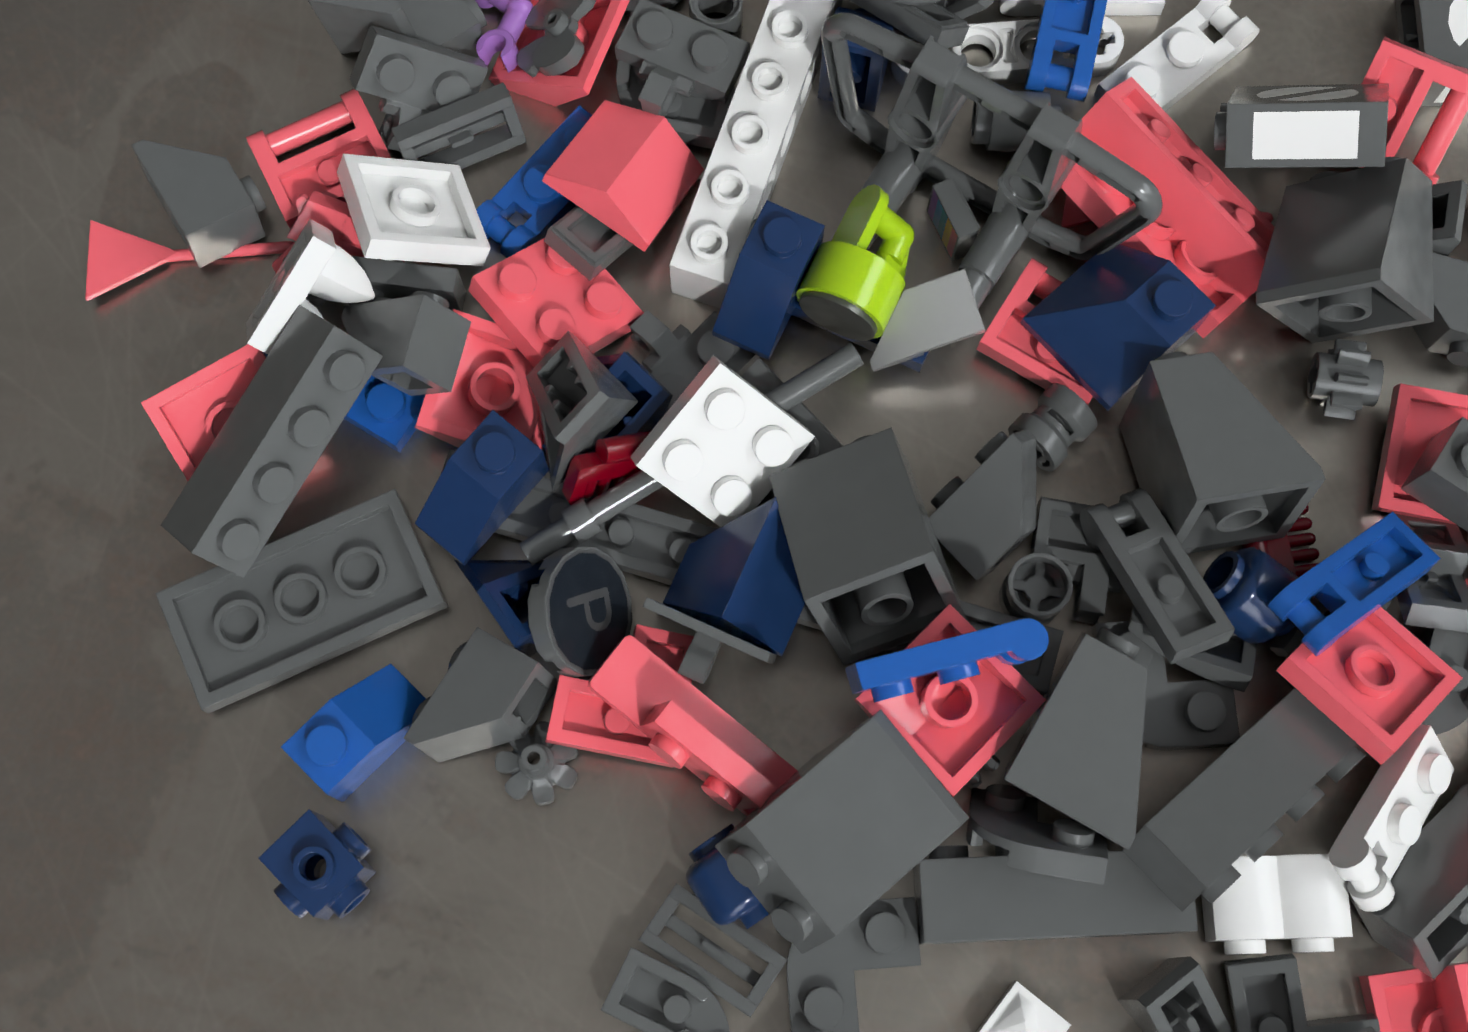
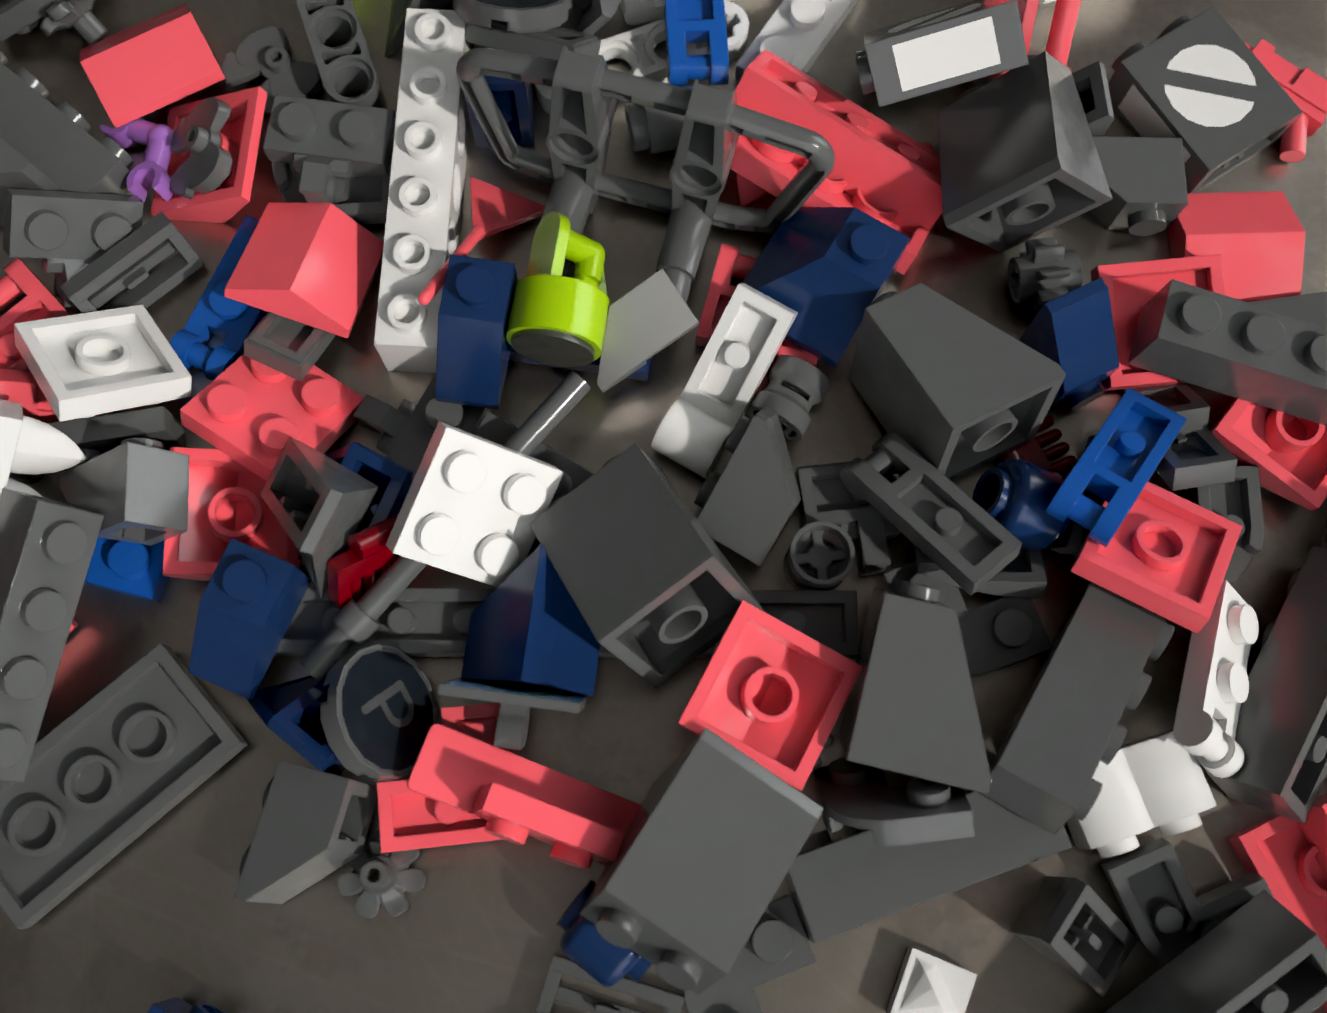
camera: 20 degrees left, 0 degrees up
(355, 732) = (183, 905): blue slope -> none
(815, 166) = (491, 213): none -> coral piece
(951, 658) = (760, 656): blue plate -> none
(952, 218) = (636, 225): dark grey tile -> none
(994, 392) = (724, 380): none -> white plate
(1354, 452) = (1080, 338): none -> dark blue slope

